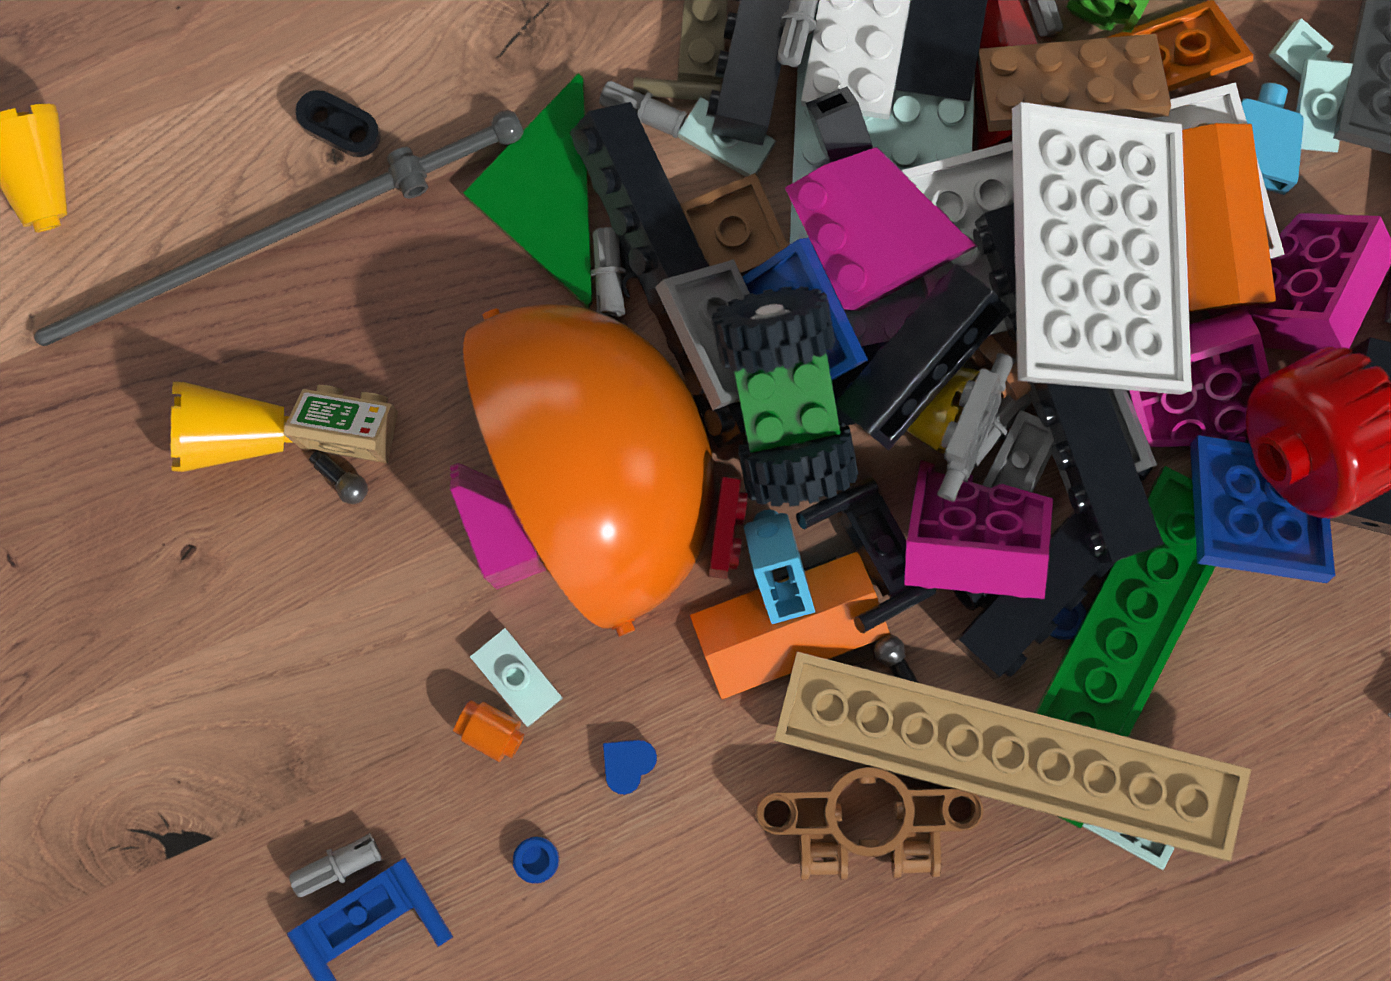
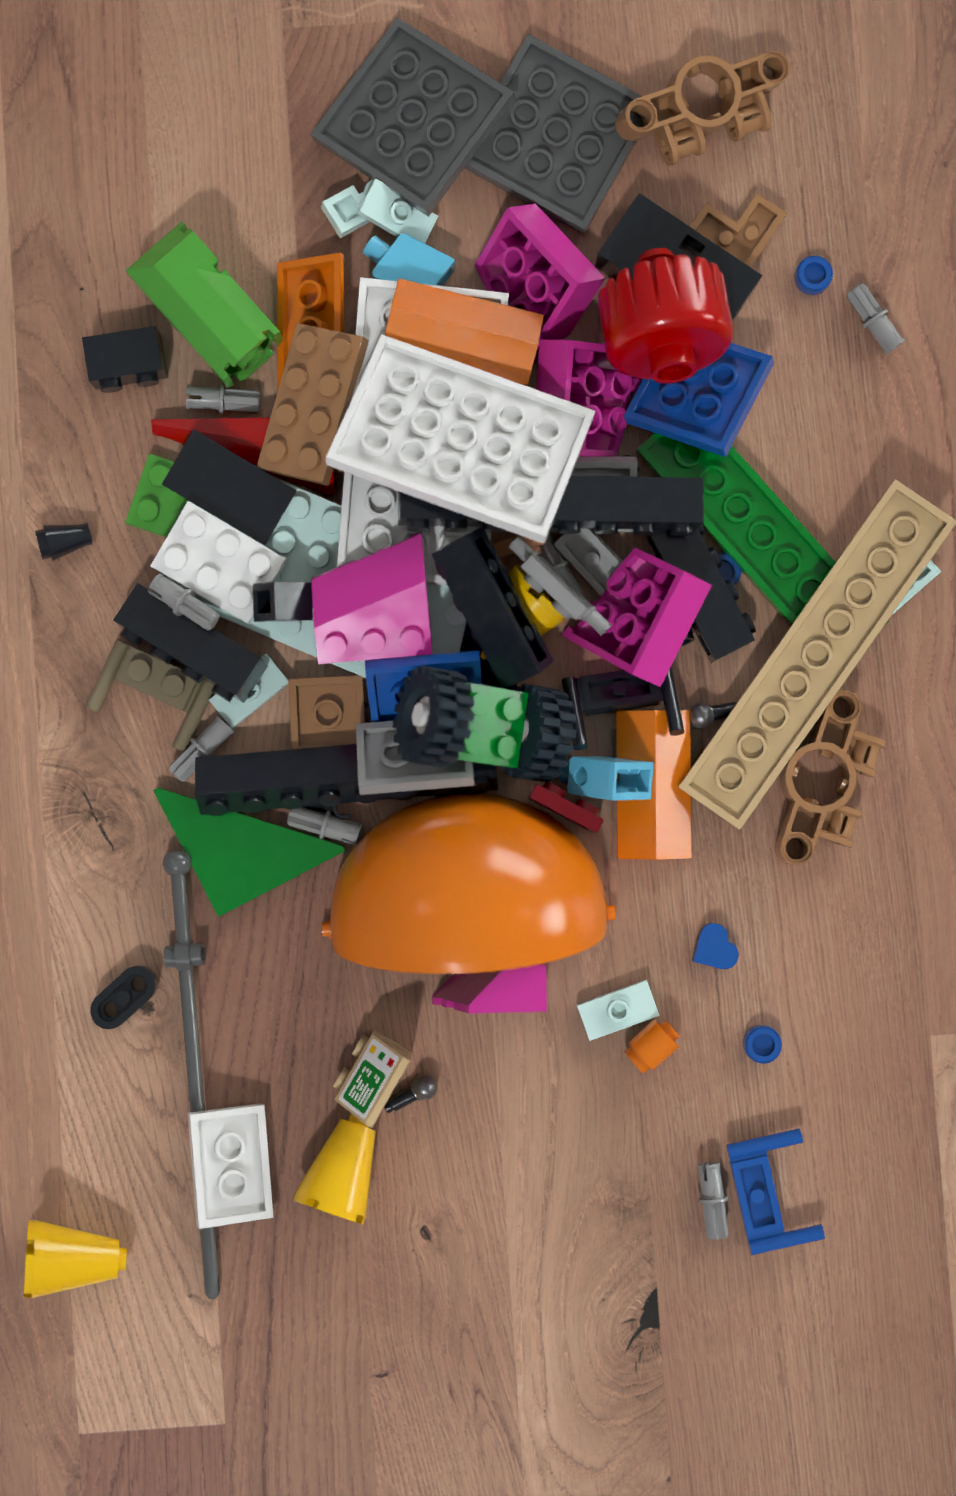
camera: 70 degrees left, 5 degrees up
(189, 303) = (230, 1165): none -> white plate

